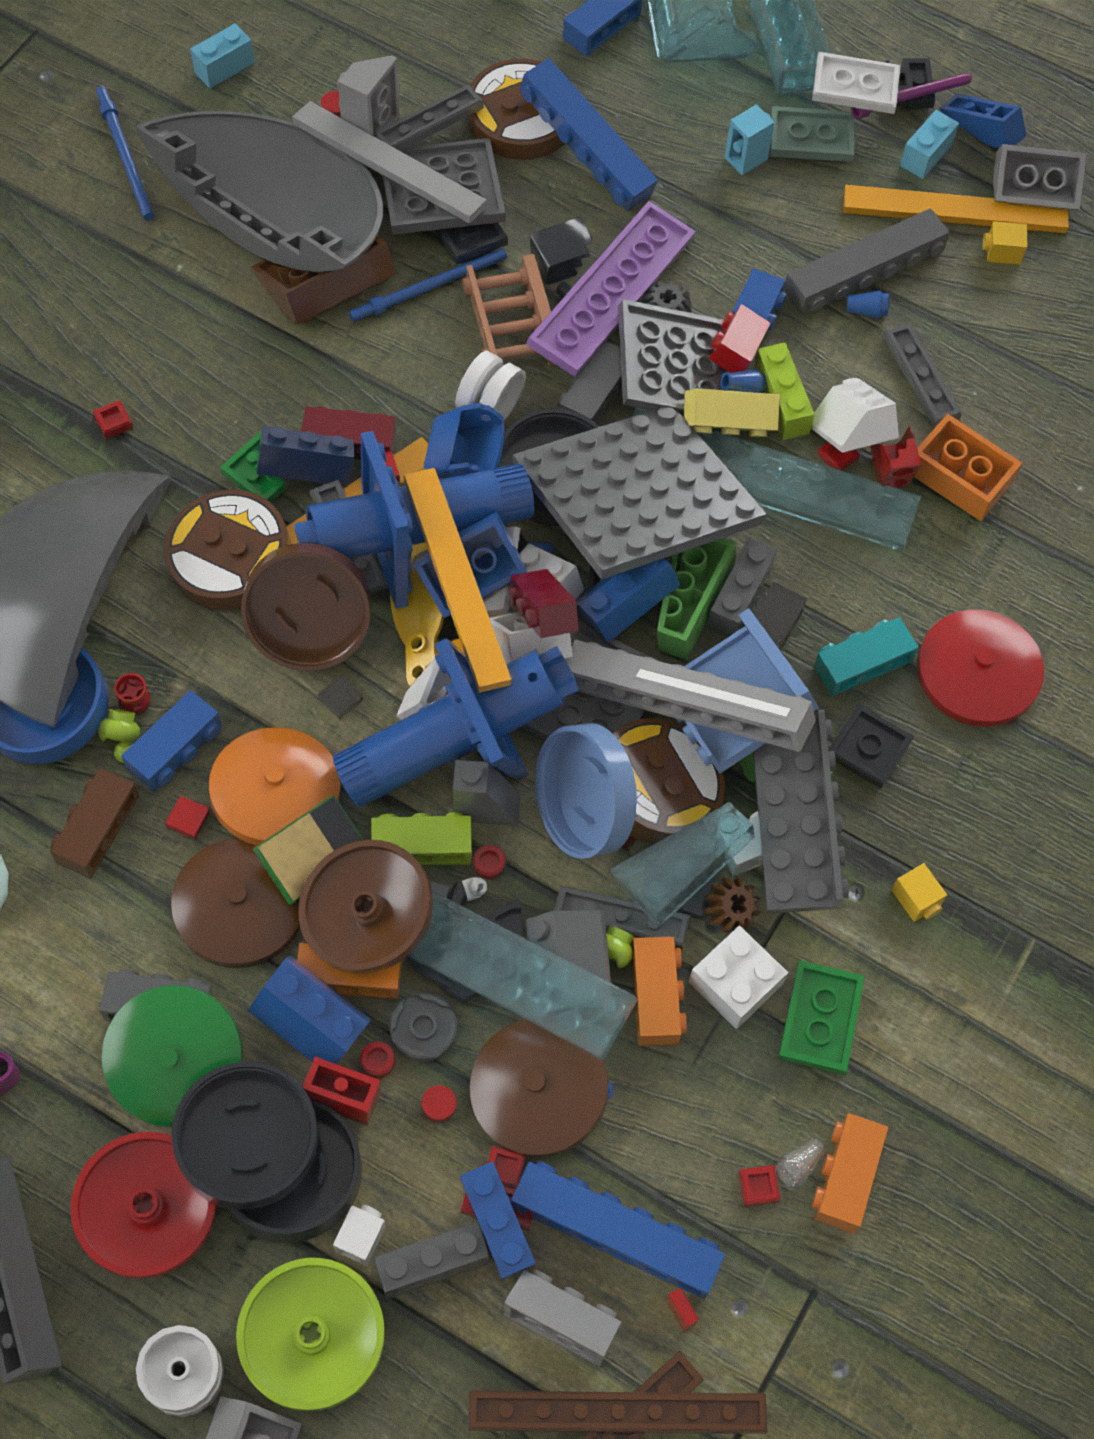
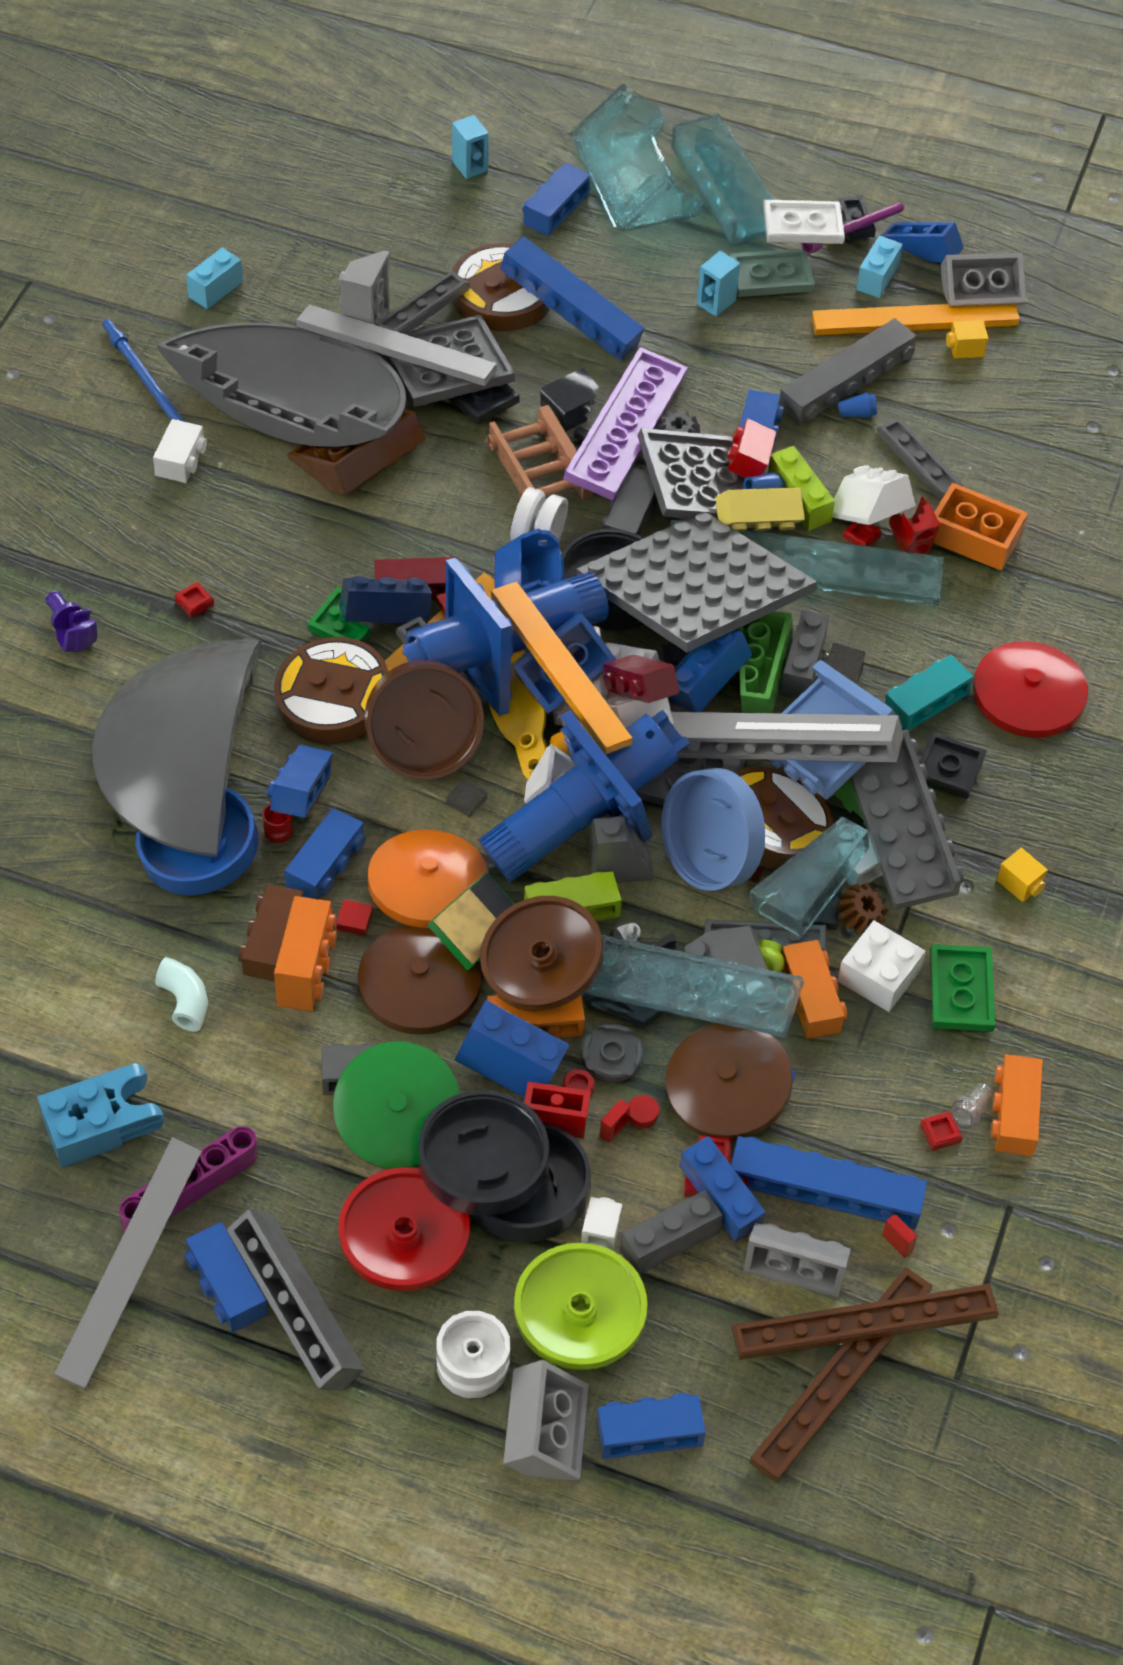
camera: 10 degrees left, 10 degrees down
(117, 857) = (305, 954): none -> orange brick
(119, 727) = (274, 850): lime animal -> none
(137, 247) = (179, 451): none -> white brick
(163, 653) = (300, 781): none -> blue brick
(330, 102) = (329, 303): red tile -> none
(379, 304) = (415, 469): blue bar -> none
(404, 1112) = (614, 1121): none -> red tile
(489, 862) = (636, 910): red tile -> none

